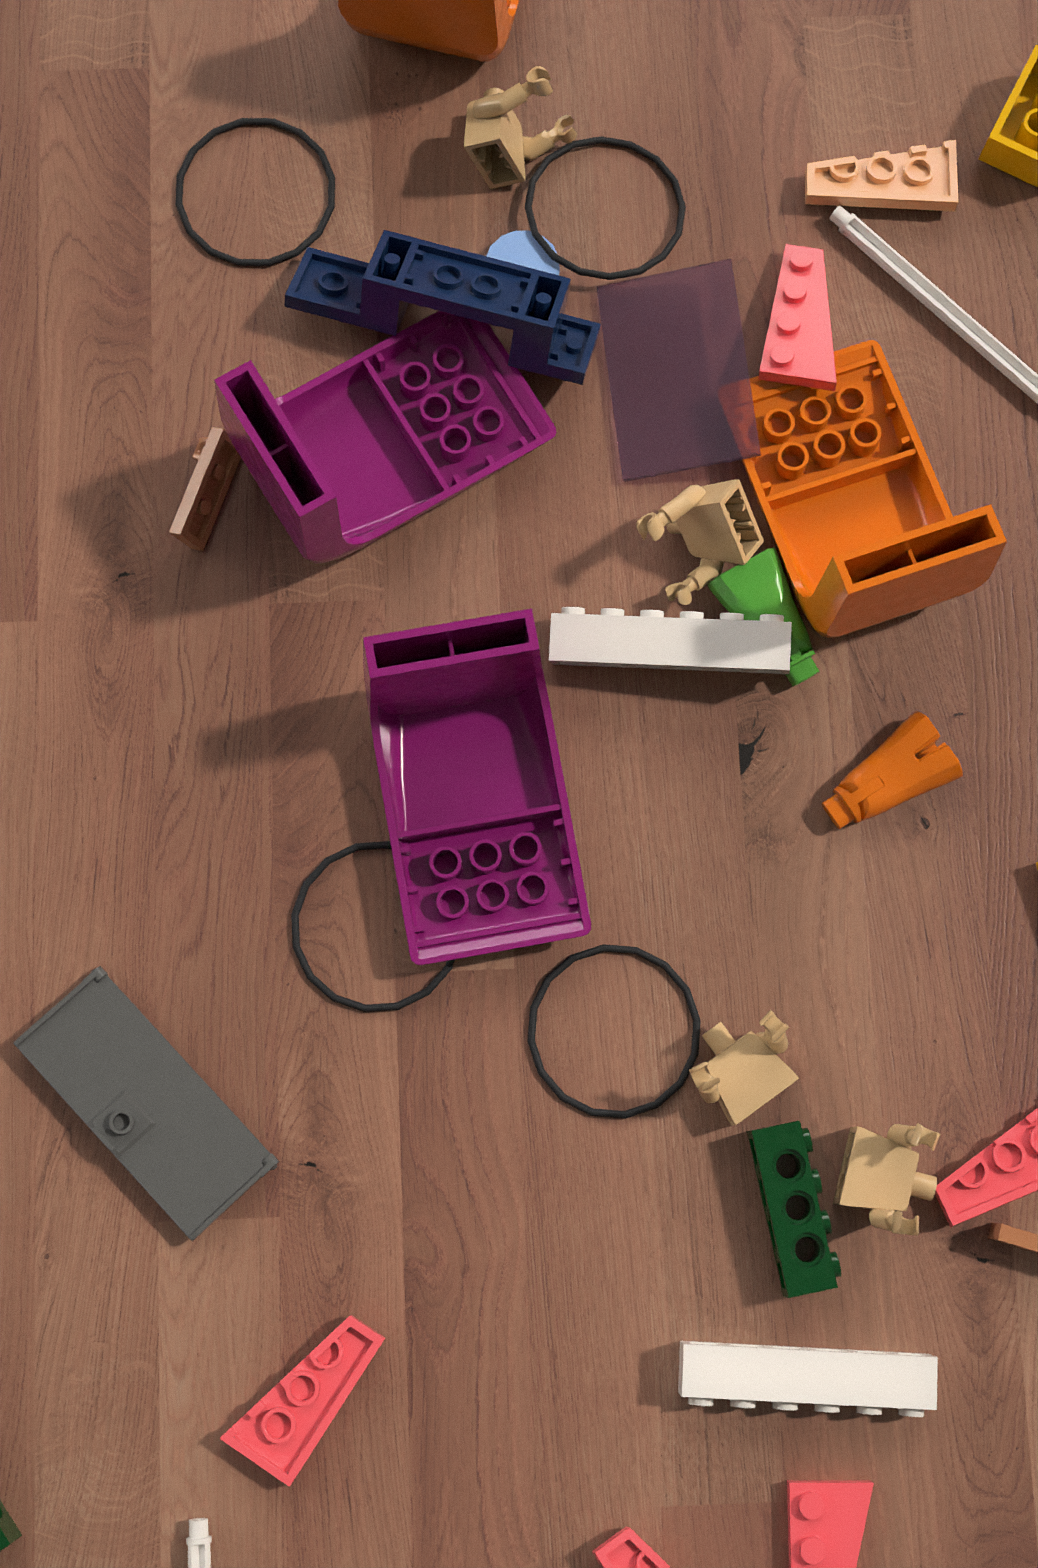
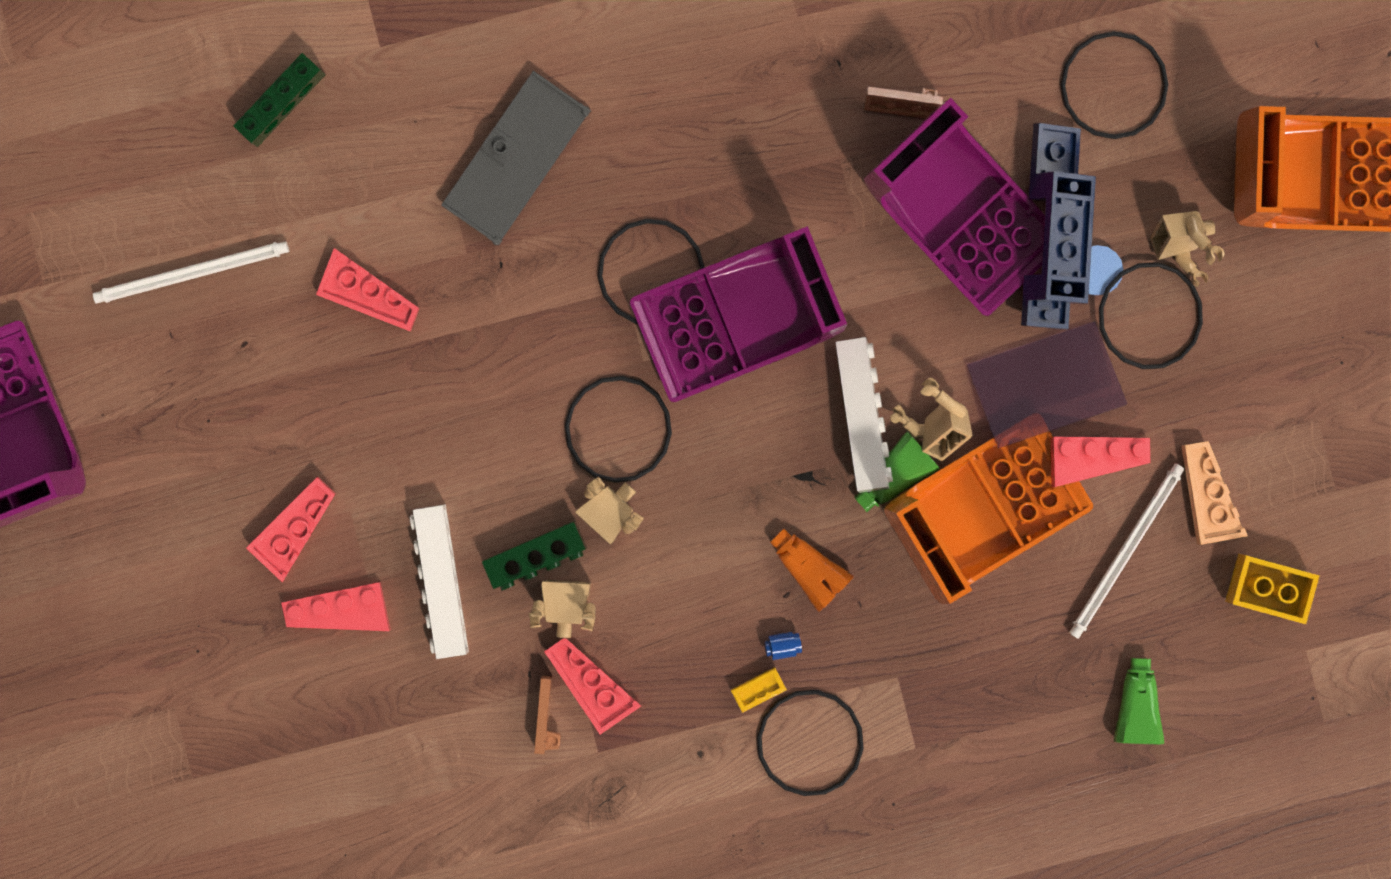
camera: 85 degrees right, 10 degrees up
(1006, 841) = (783, 645): none -> blue brick

